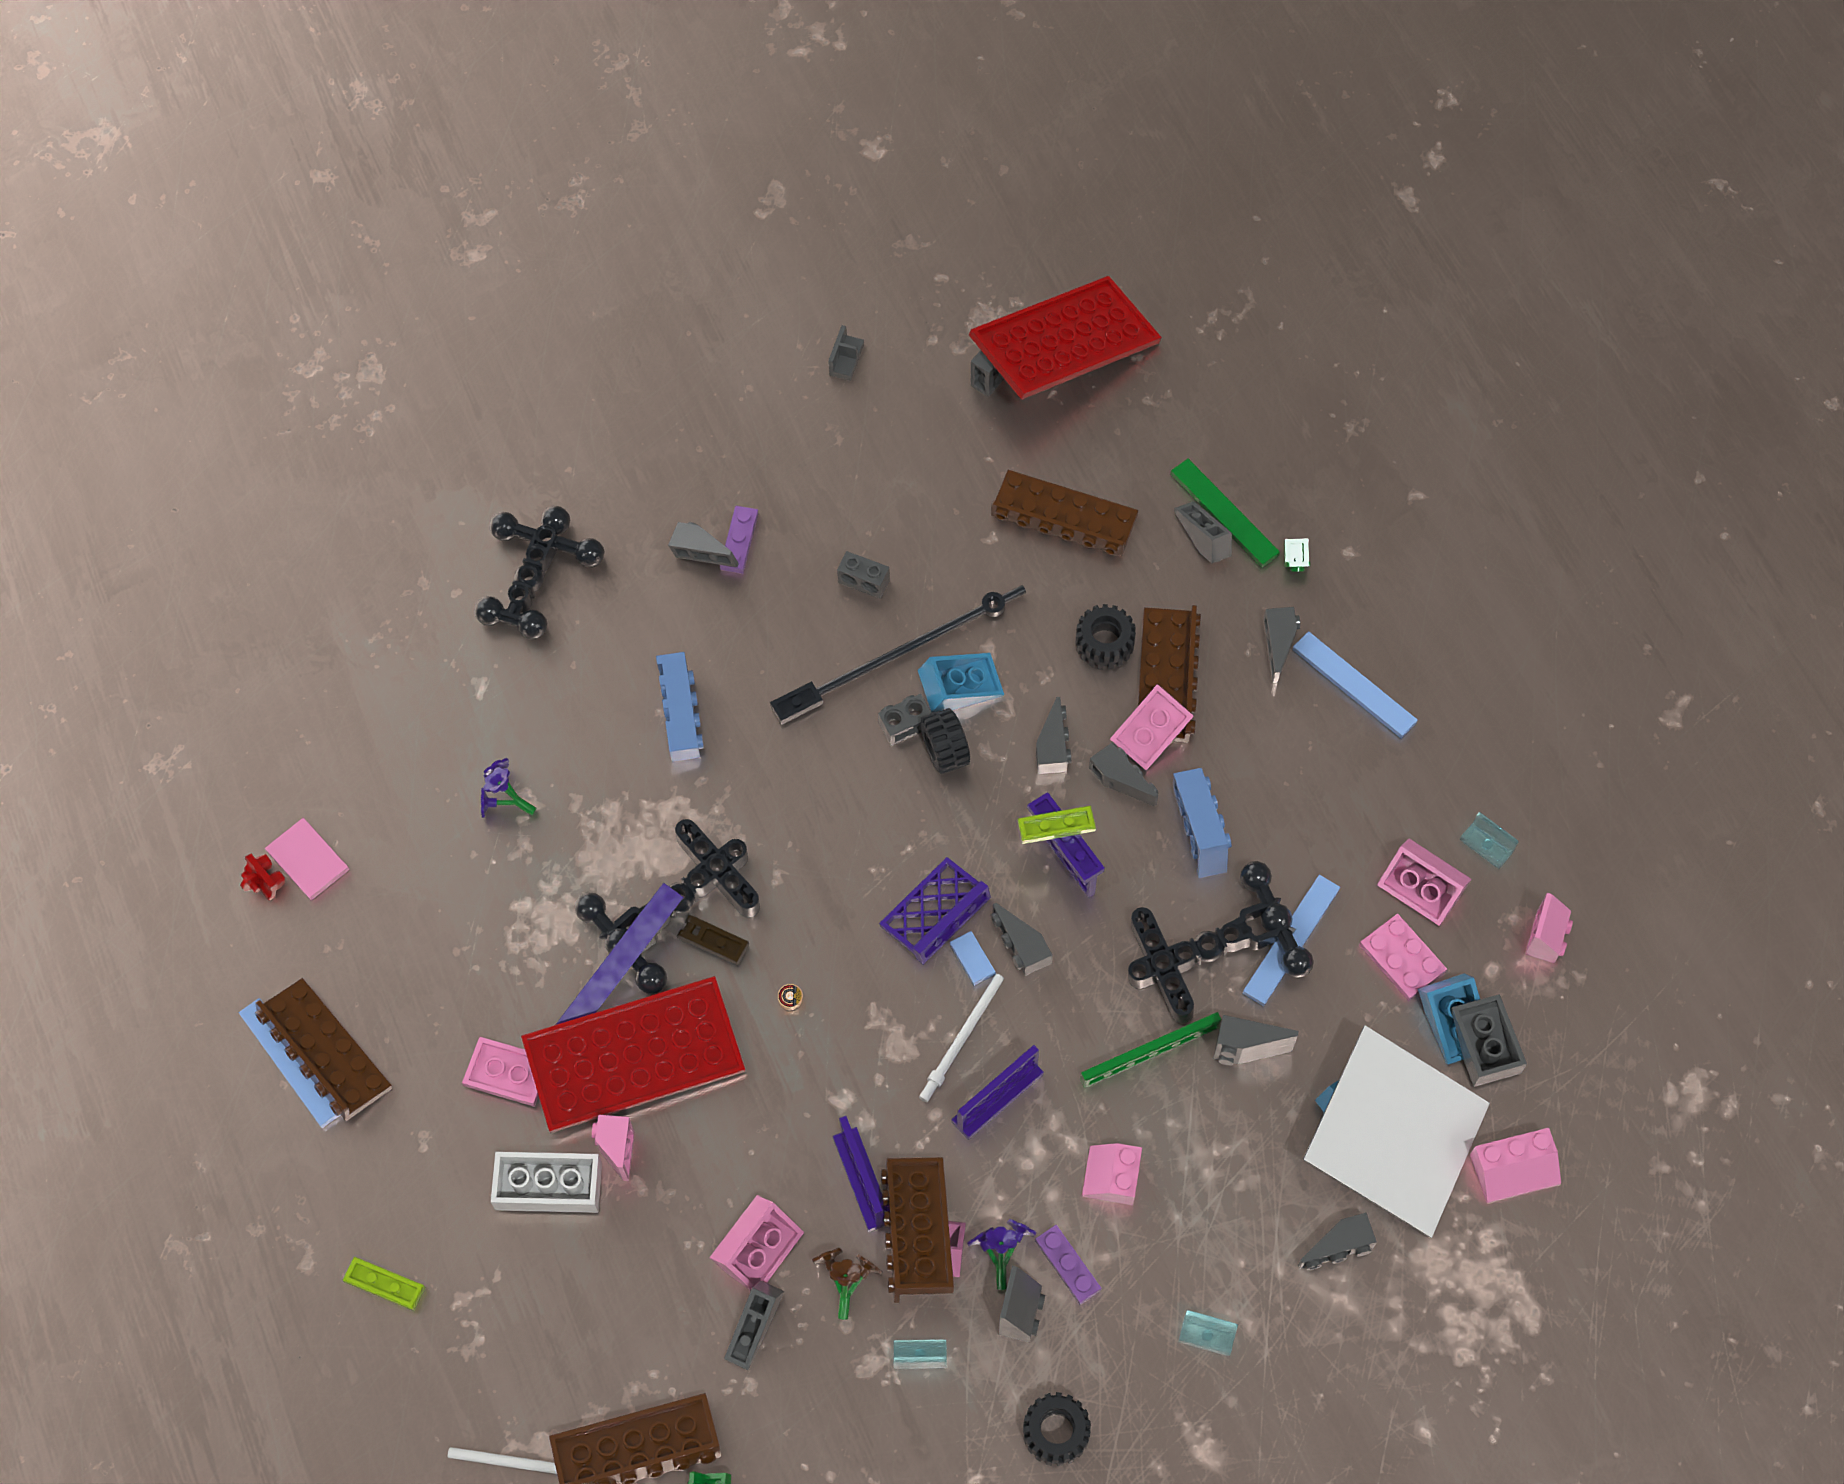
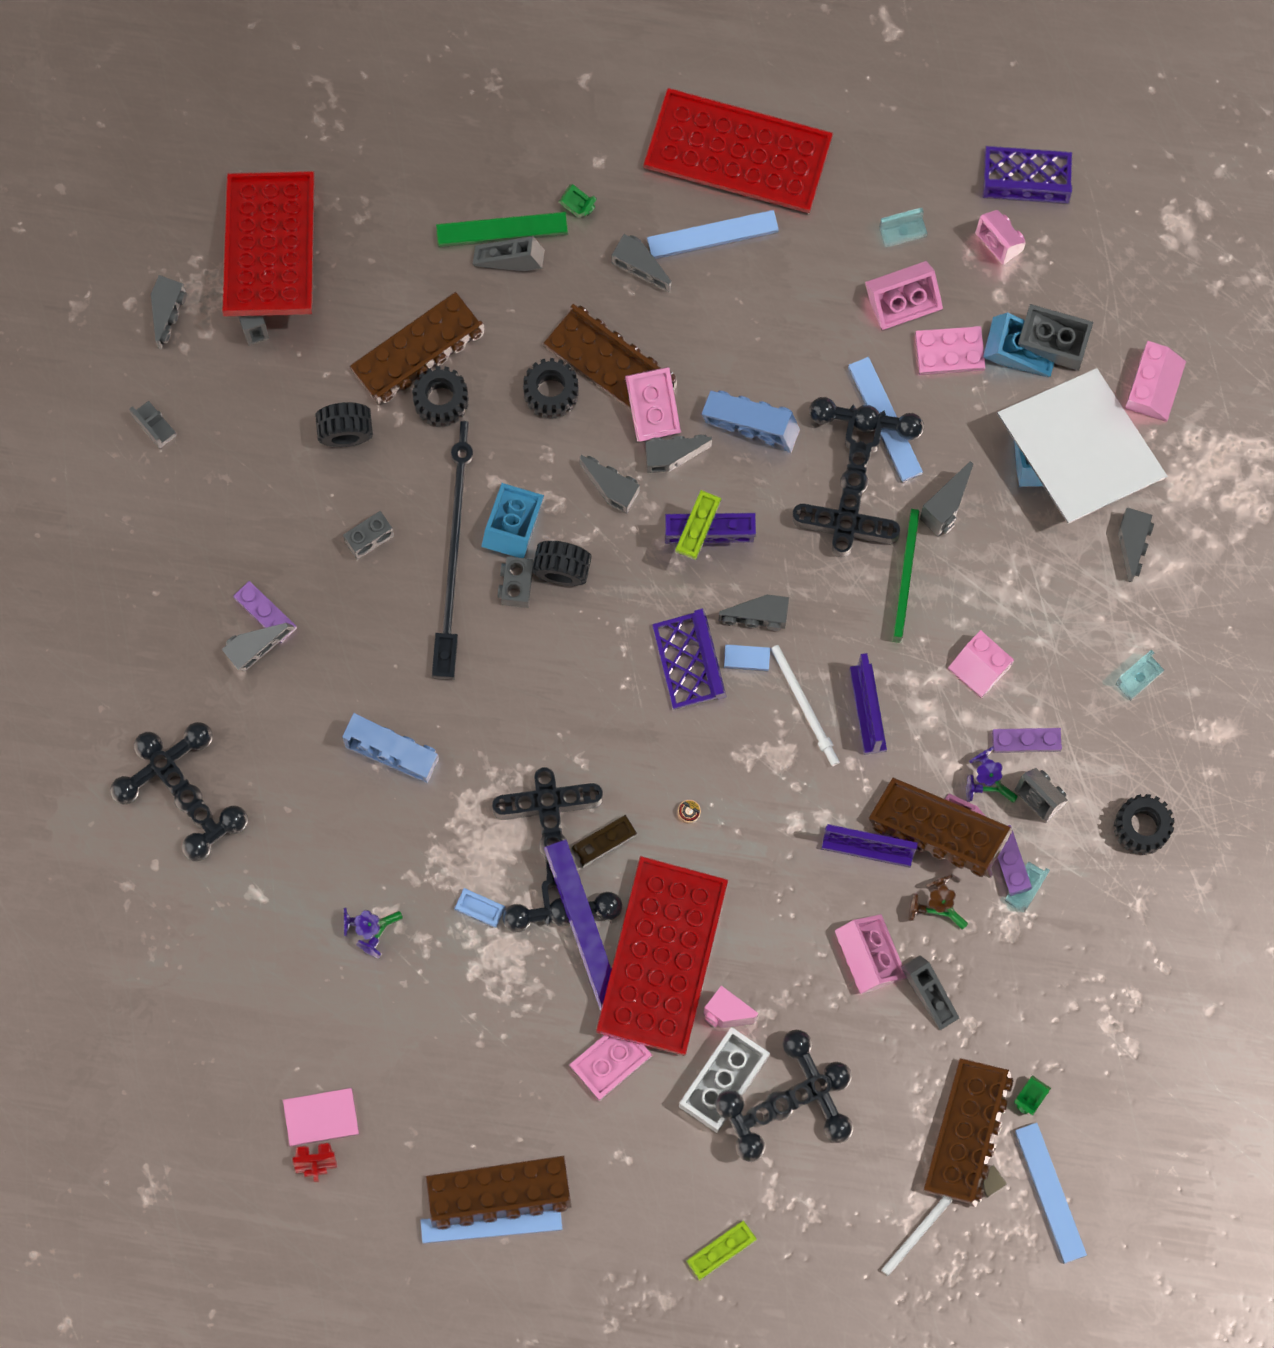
camera: 60 degrees left, 10 degrees up
(582, 872) = (480, 908): none -> light blue tile
(613, 1284) = (835, 1077): none -> black piece
(934, 1322) = (1013, 867): none -> medium lavender plate
(946, 491) = (344, 424): none -> black tyre
(958, 299) = (166, 300): none -> dark grey slope
(1031, 538) = (440, 379): none -> black tyre
(1451, 657) = (738, 150): none -> red plate
(1616, 927) = (1027, 188): none -> dark purple fence

